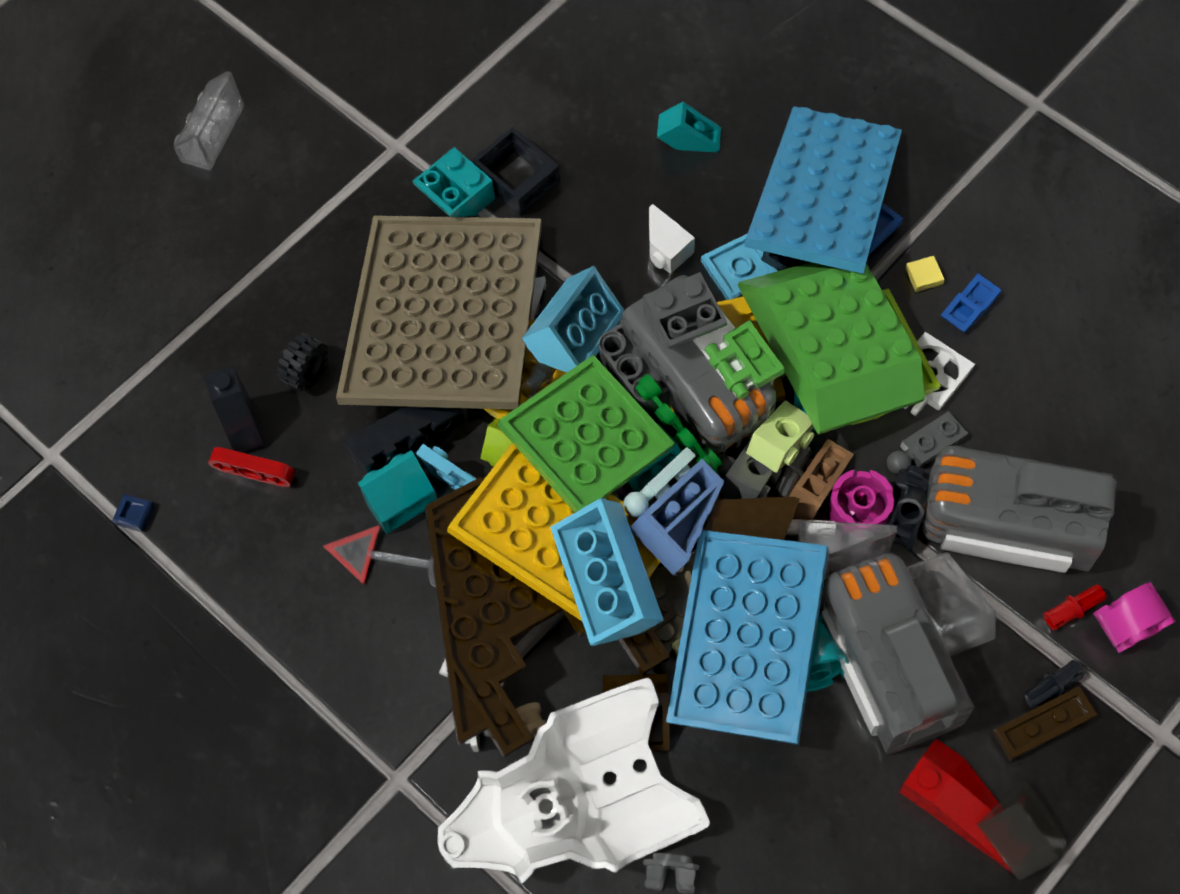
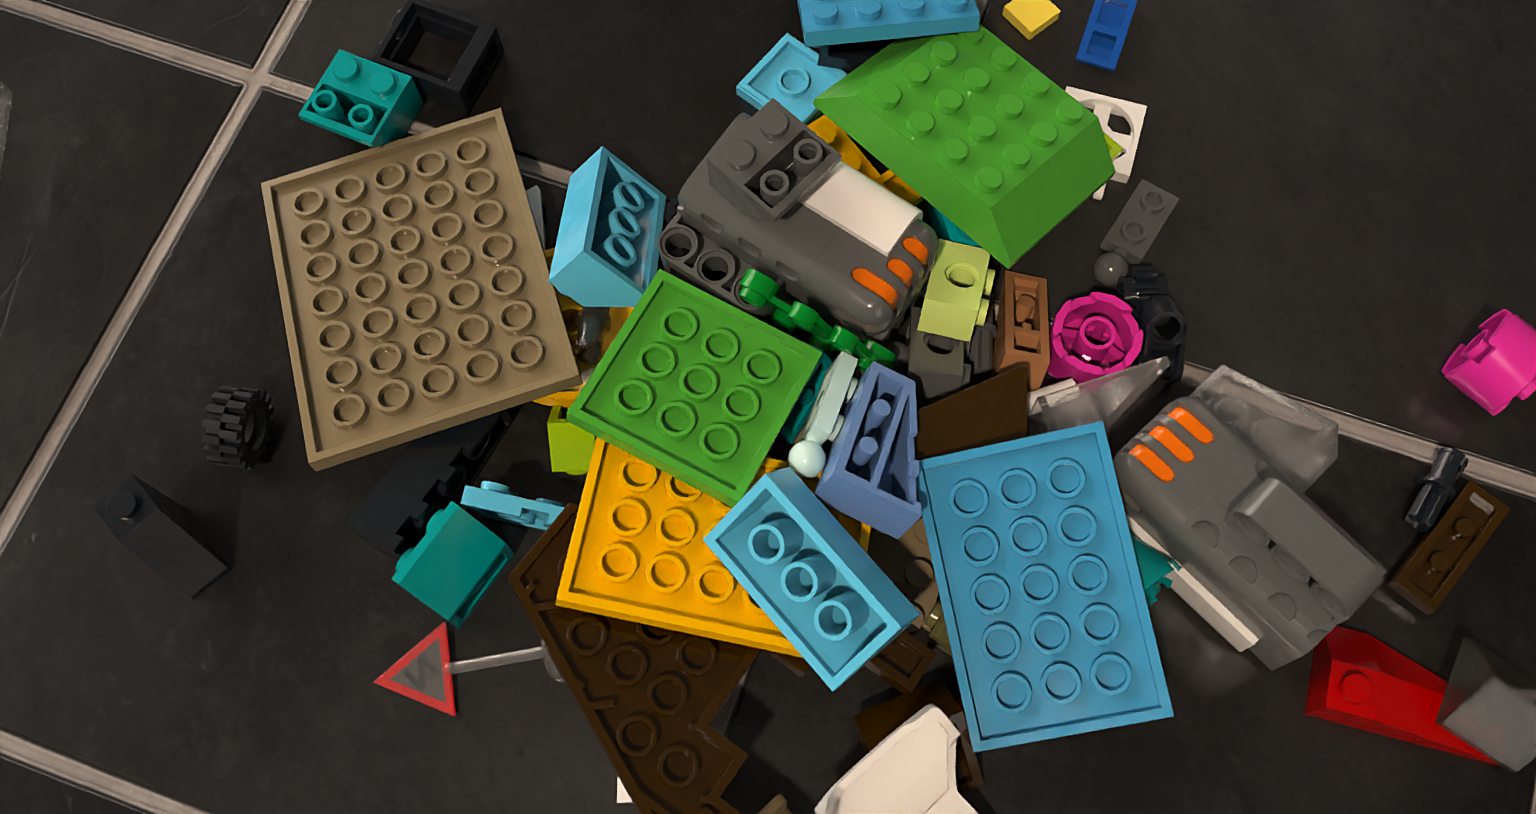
camera: 25 degrees left, 5 degrees up
(133, 513) = (65, 744): dark blue tile -> none
(251, 467) = (221, 607): red beam -> none
(668, 241) = (683, 80): white slope -> none
(753, 355) = (887, 189): bright green plate -> none
(1018, 509) = (1308, 272): dark grey piece -> none
(1074, 607) = (1413, 377): red axle -> none

